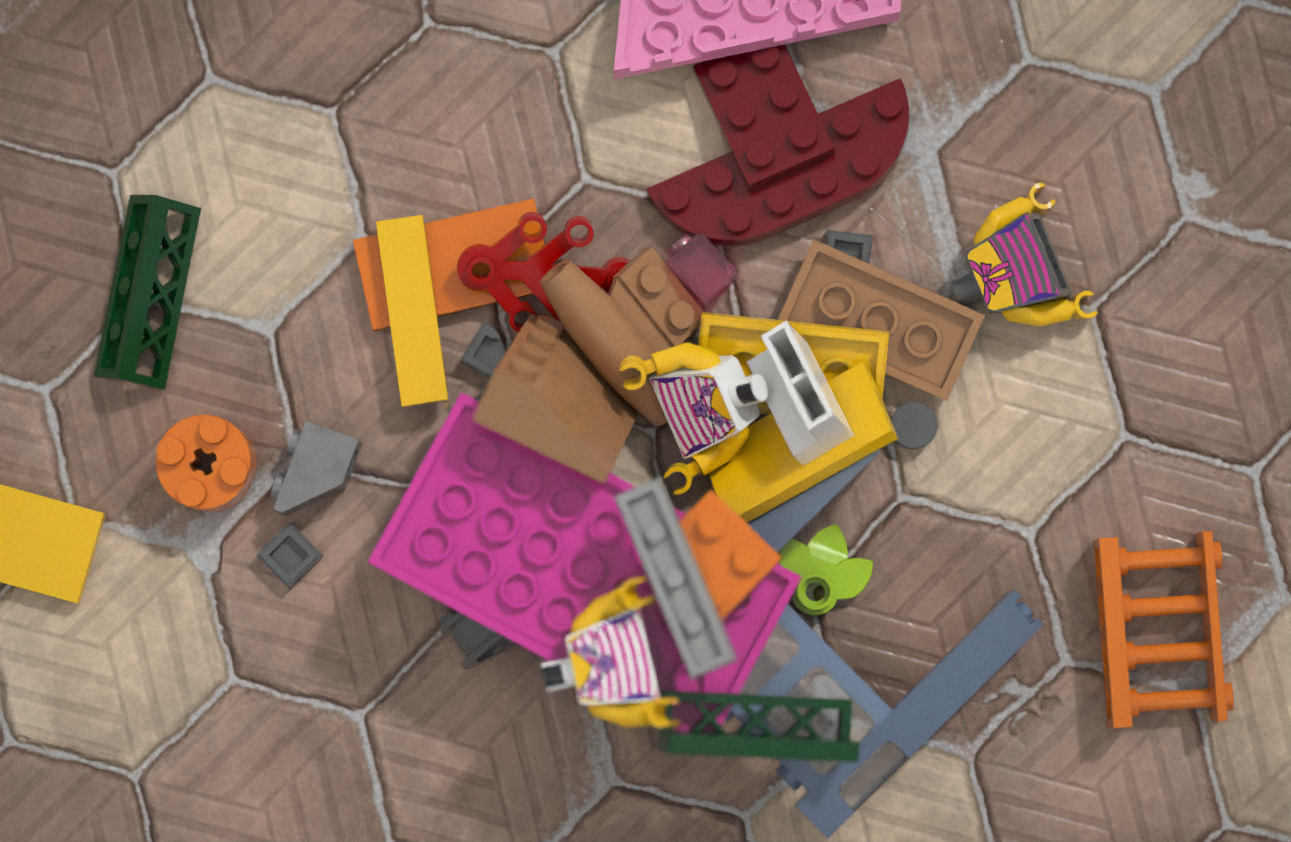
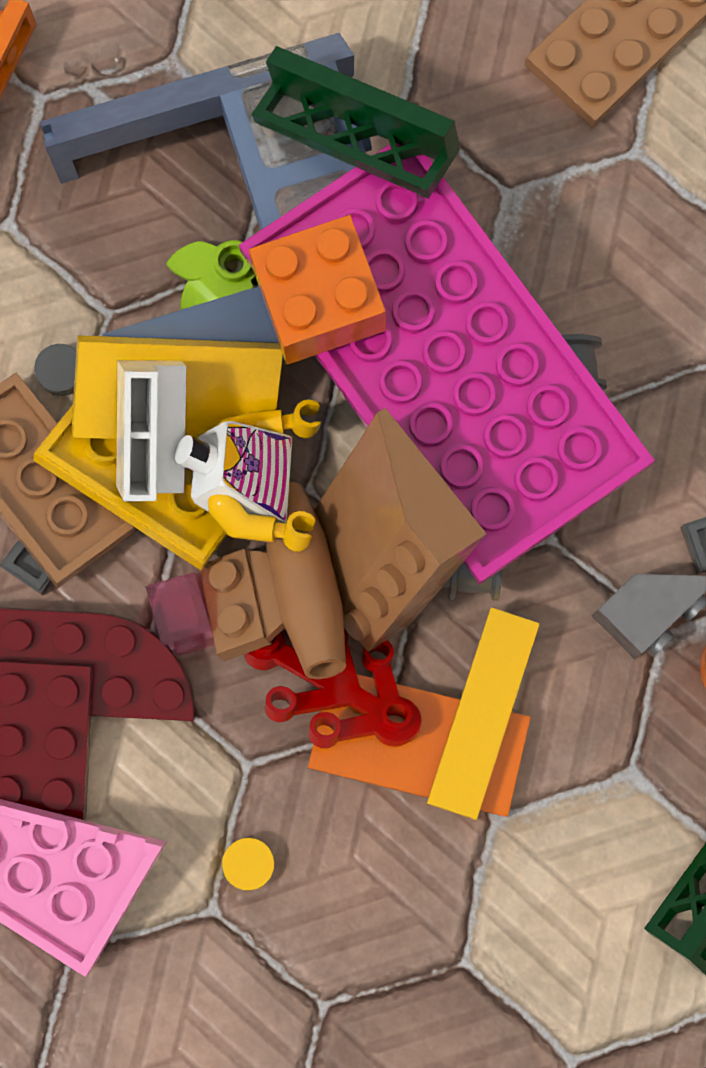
camera: 155 degrees left, 5 degrees down
(484, 351) = (429, 639): dark grey tile -> none
(543, 101) = (248, 863): none -> yellow tile
(612, 662) = (462, 238): torso -> none
(676, 578) = (362, 273): light grey tile -> none

